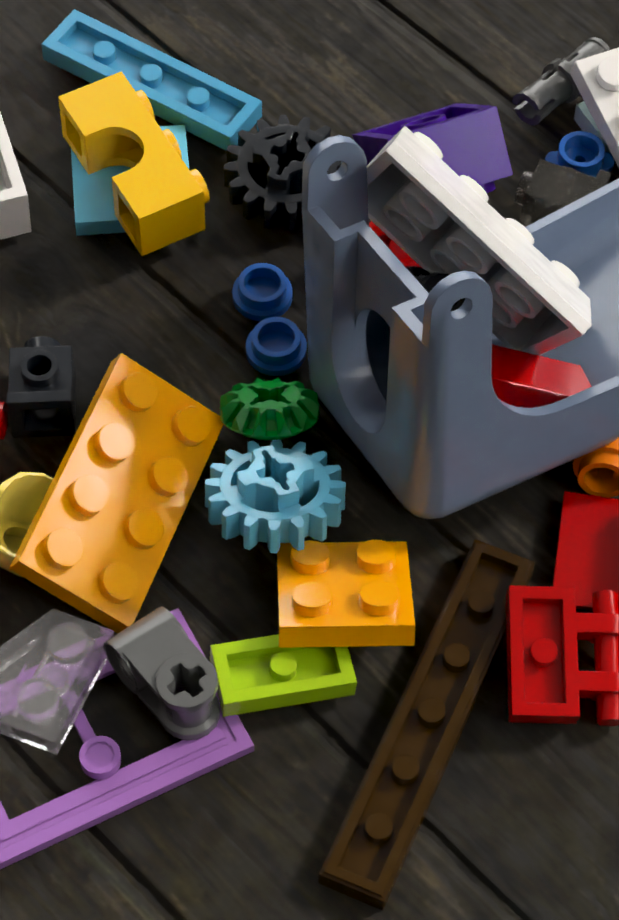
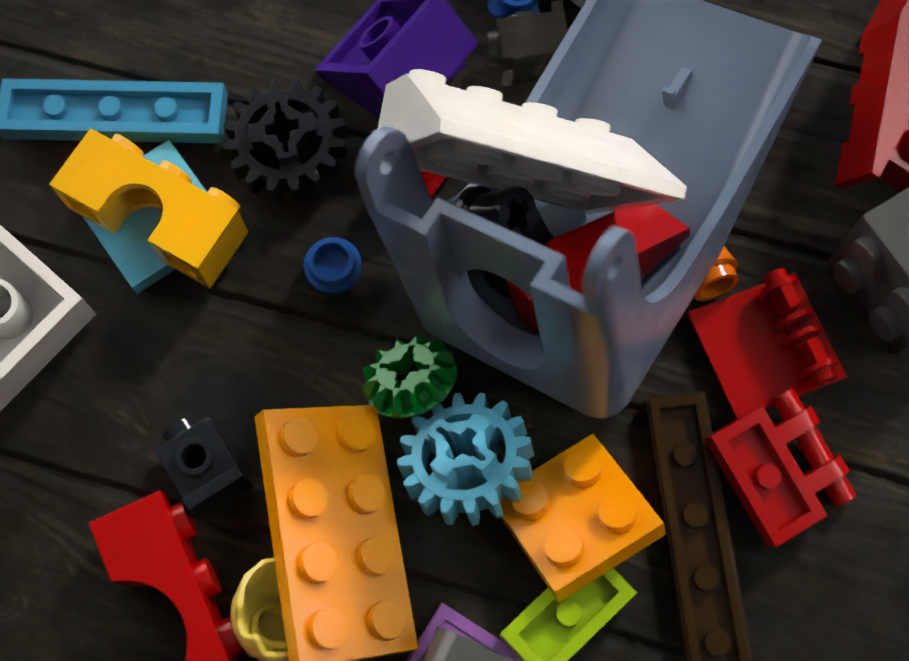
camera: 25 degrees left, 15 degrees up
(276, 347) = (375, 311): blue plate -> none

